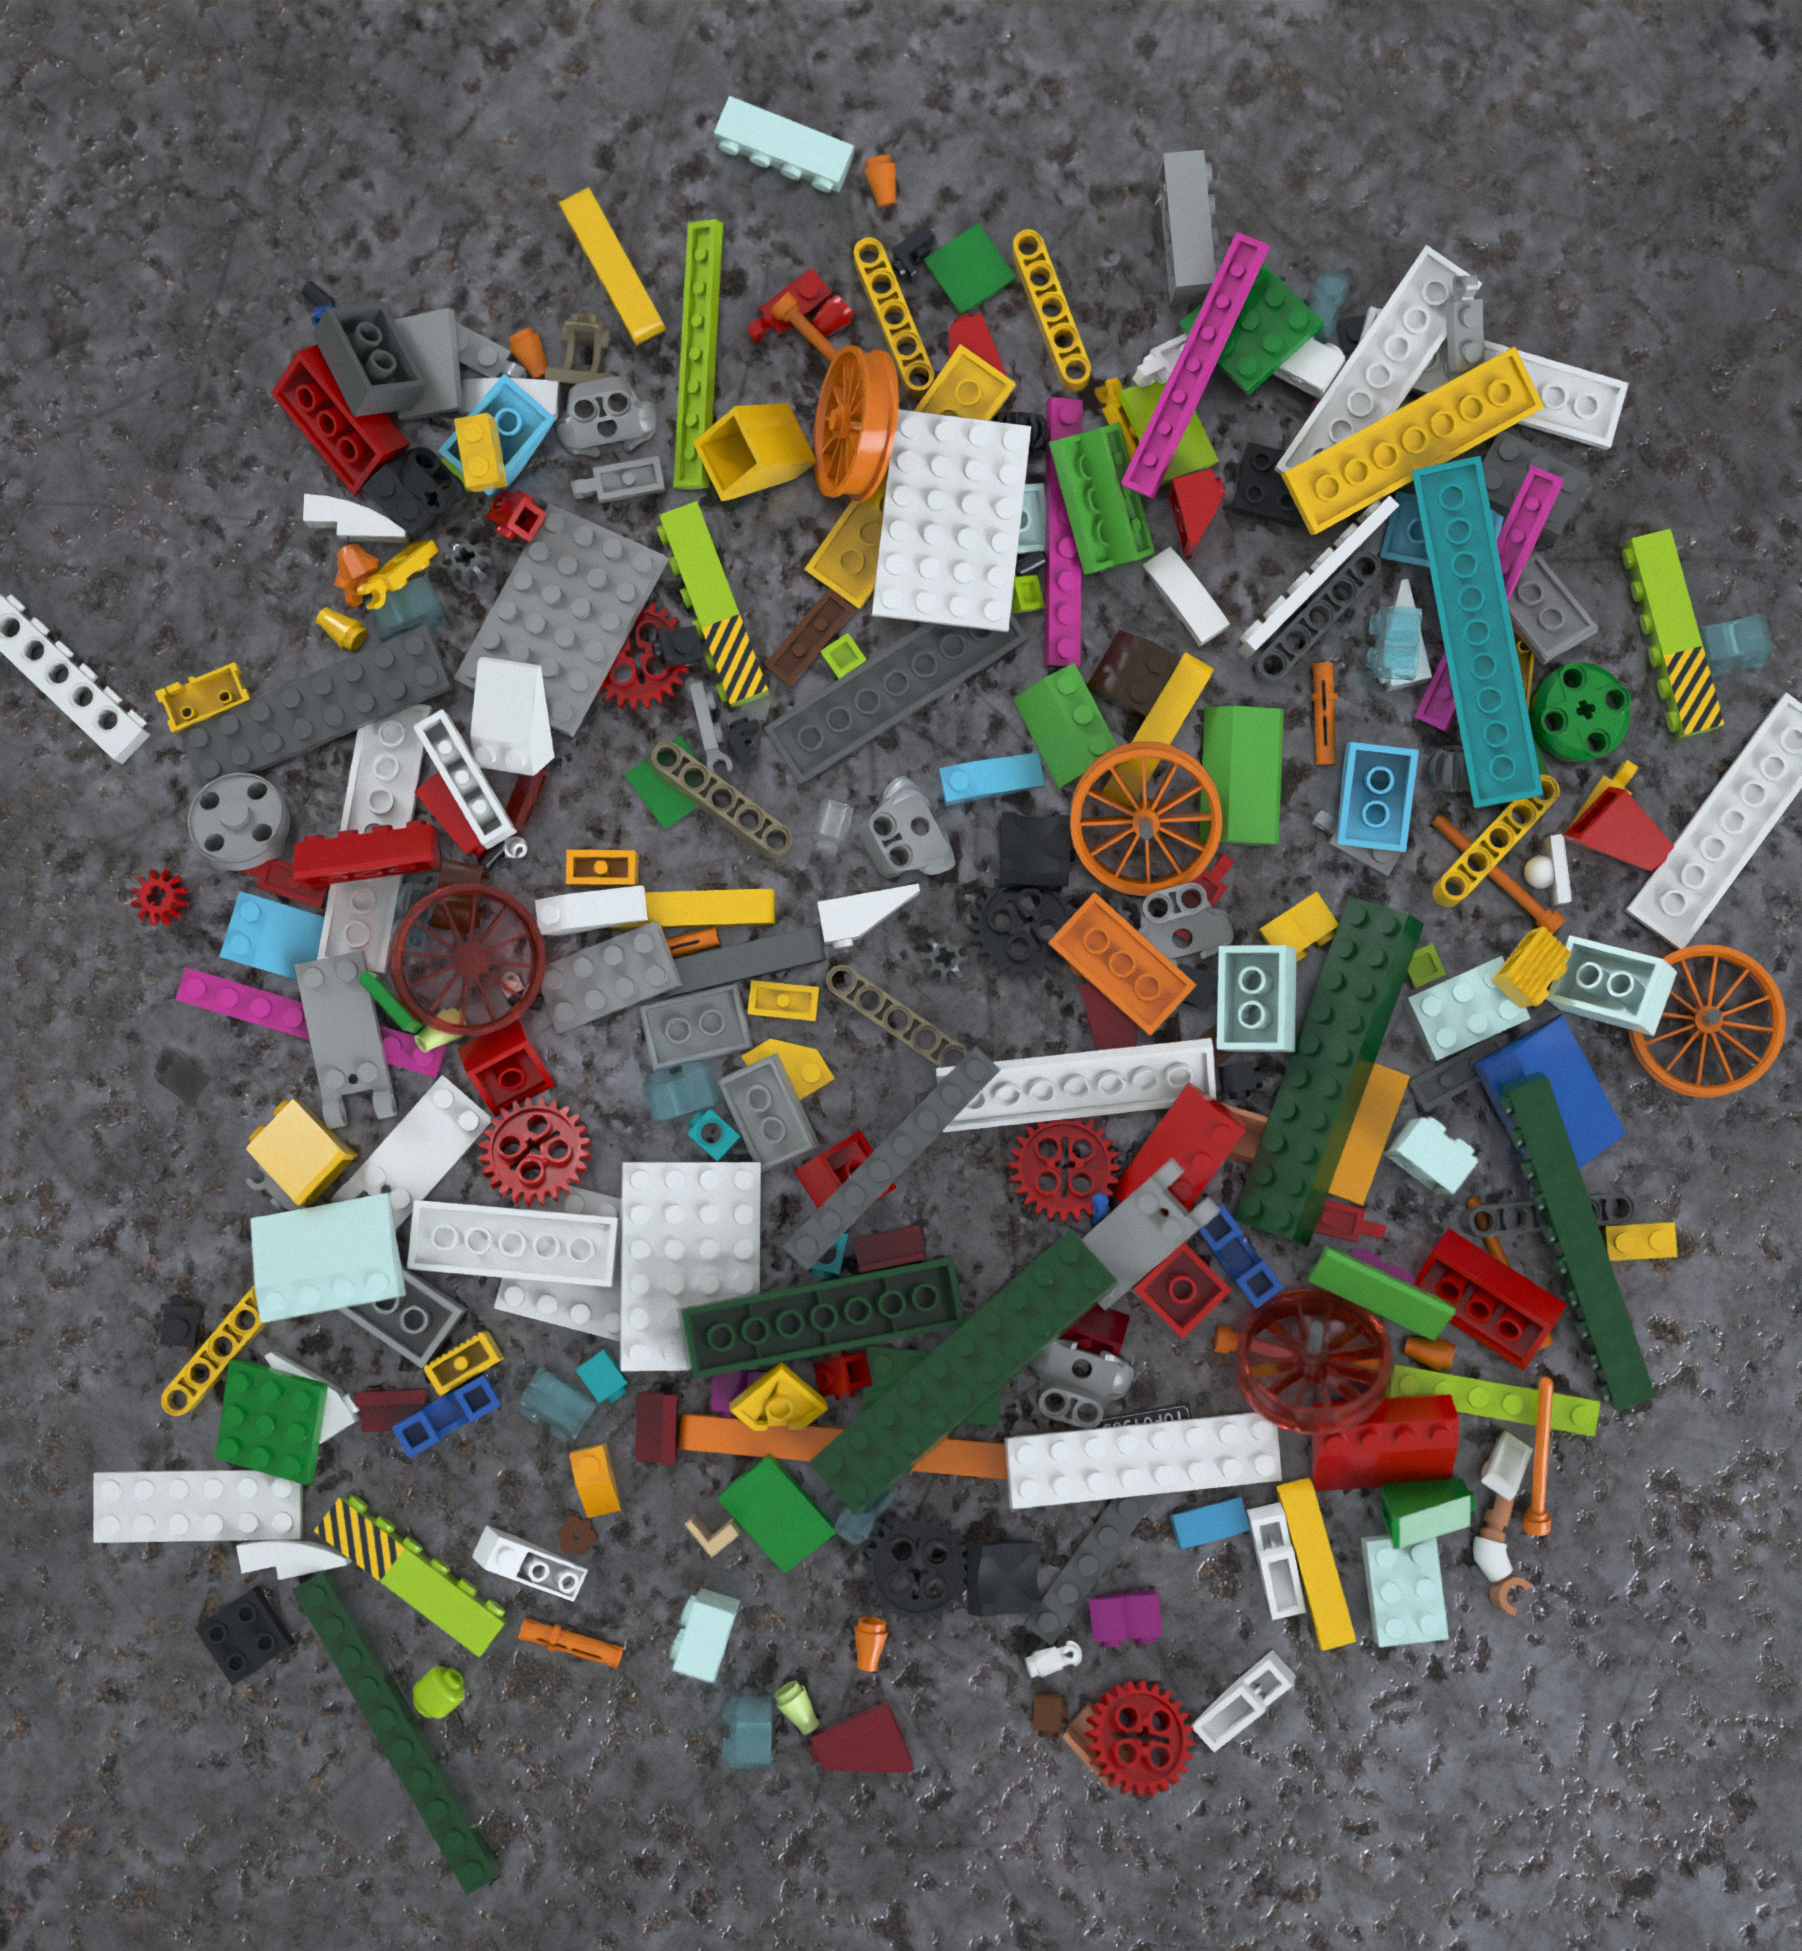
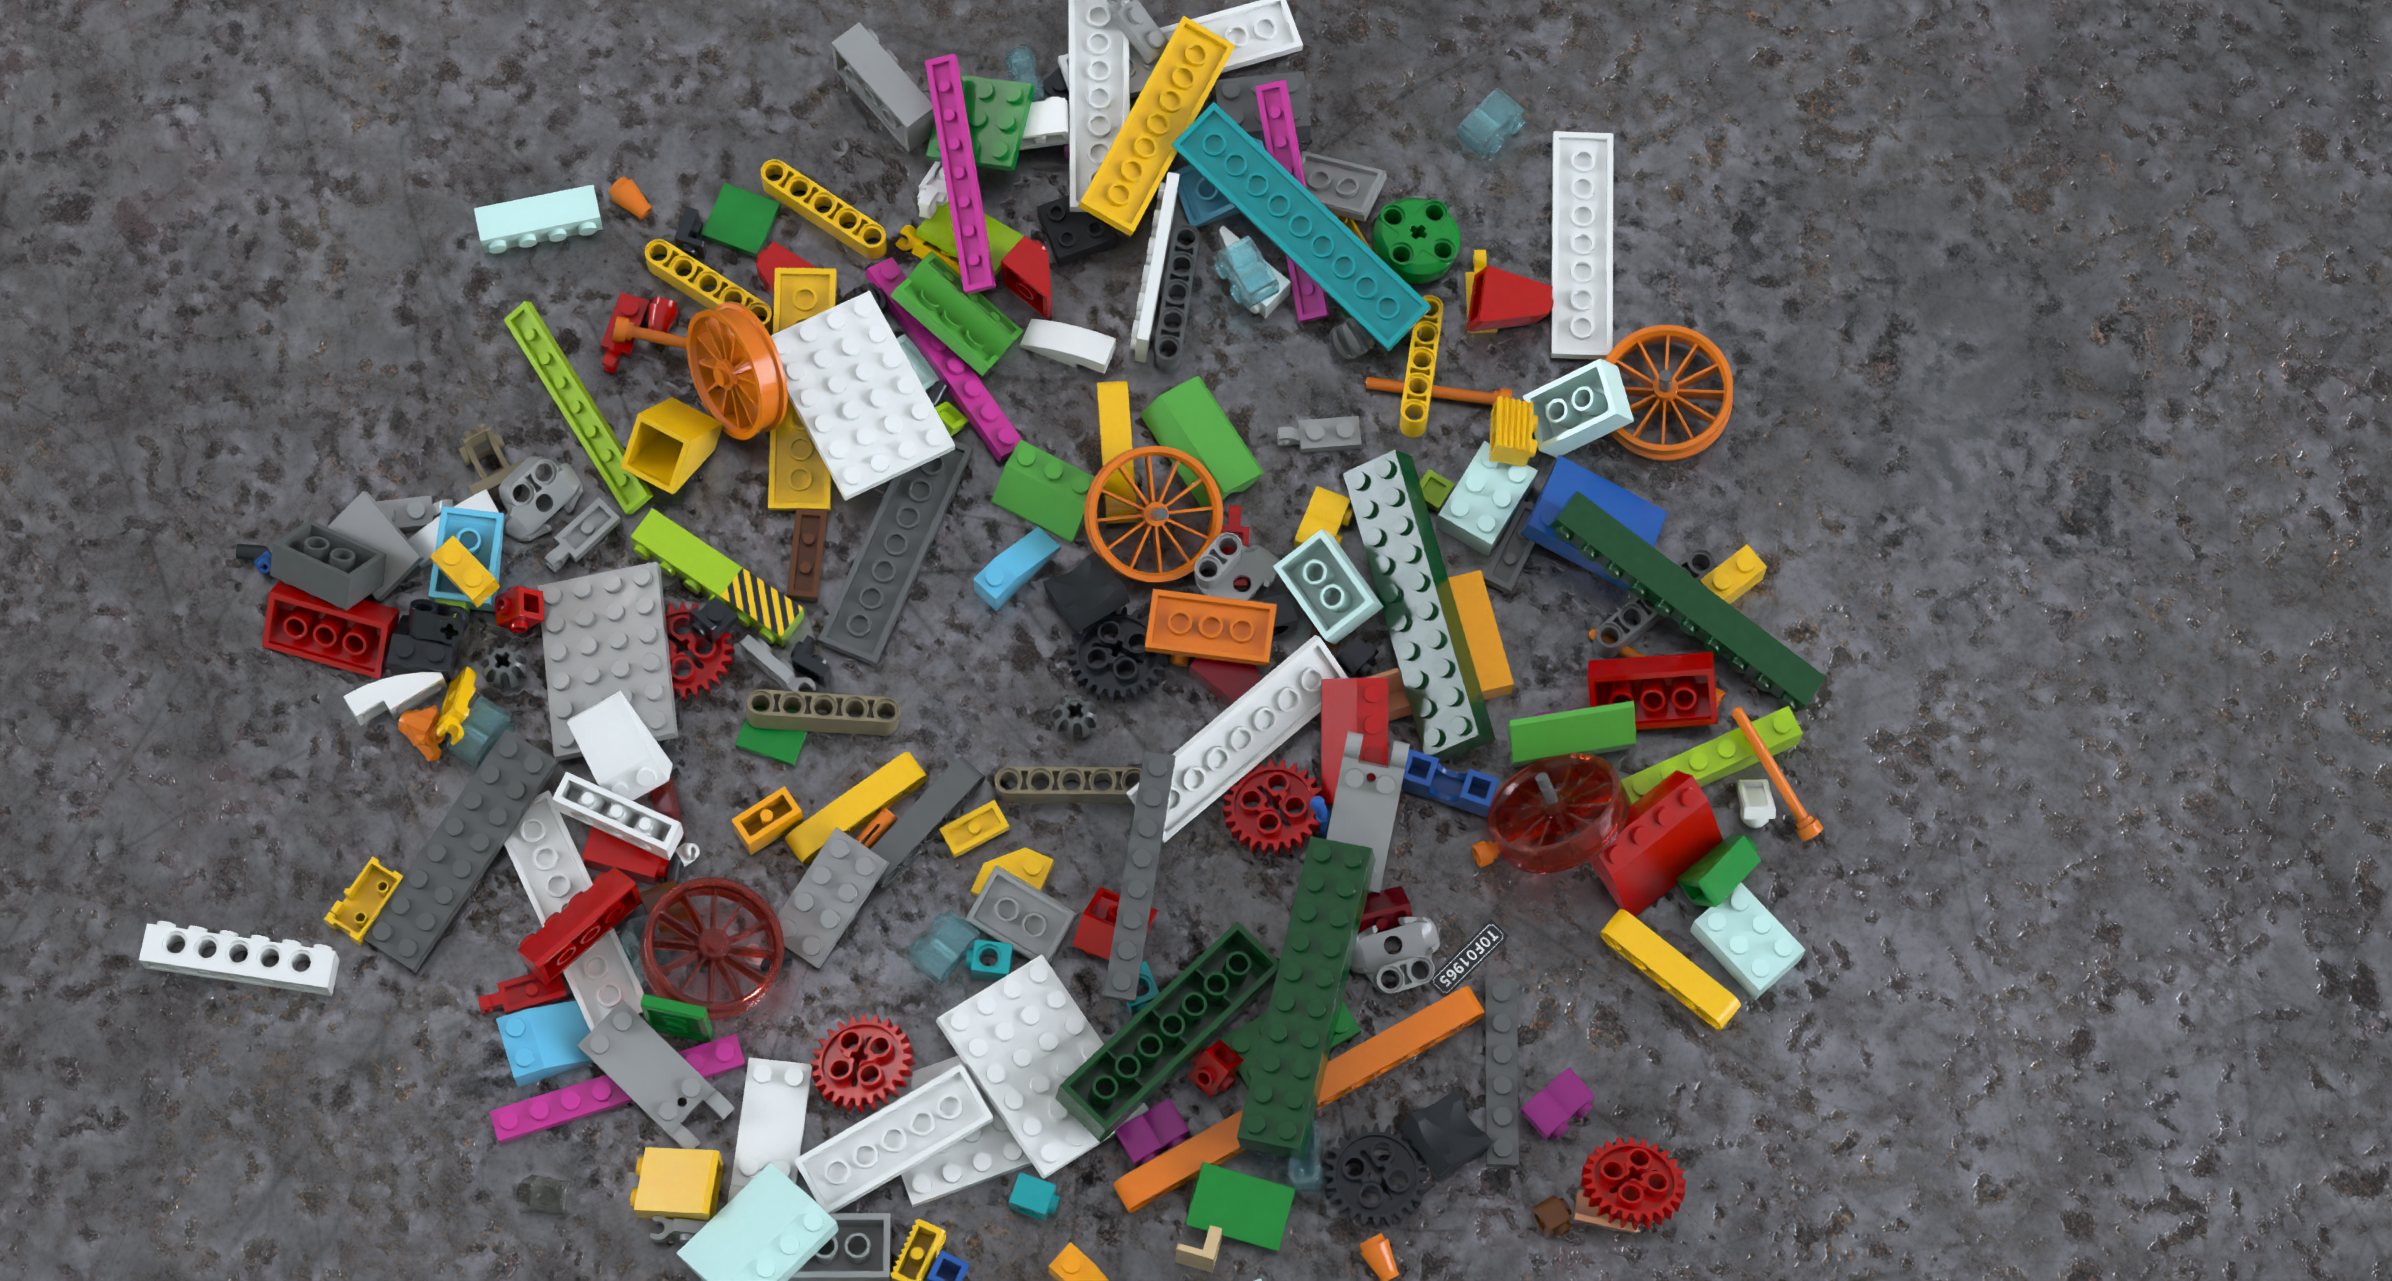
camera: 40 degrees left, 15 degrees down
(170, 903) = (421, 1077): red gear -> none
(238, 822) = (458, 970): light grey piece -> none
(342, 629) = (439, 780): yellow cone -> none
(431, 1038) = (724, 1029): yellowish green cone -> none
(505, 1067) = (794, 1017): red slope -> none
(529, 351) = (445, 486): orange cone -> none
(557, 1405) = (1012, 1242): clear light blue brick -> none
(590, 910) = (781, 854): white slope -> none
(612, 266) = (467, 386): yellow beam -> none
(657, 1427) = (1102, 1209): dark red panel -> none
(695, 1026) = (919, 892): light grey tile -> none
(778, 1400) = (1182, 1115): yellow plate -> none
(832, 827) = (922, 674): clear brick -> none
(843, 656) = (841, 551): lime plate -> none
(855, 915) = (984, 730): white slope -> none
(889, 1248) = (1182, 954): dark red panel -> none
(927, 853) = (975, 658): light grey piece -> none
(1051, 1660) = (1526, 1173): white arm -> none
(1132, 674) = (1069, 423): dark brown slope -> none
(1141, 1459) = (1485, 976): white plate -> none
(1182, 1289) = (1424, 834): red brick -> none
(1210, 1522) = (1570, 993): dark azure slope -> none
(1244, 1701) = (1691, 1107): white slope -> none
(1276, 1560) = (1639, 987): white slope -> none
(1324, 674) = (1210, 334): orange pin -> none
(1346, 1222) = (1513, 706): red plate -> none
(1376, 796) = (1310, 389): medium azure slope -> none
(1430, 1155) = (1536, 612): light aqua brick -> none
(1434, 1354) = (1640, 758): orange cone -> none
(1492, 1558) = (1795, 875): piece -> none
(1551, 871) = (1477, 362): white tile -> none
(1672, 634) = (1443, 144): lime brick -> none

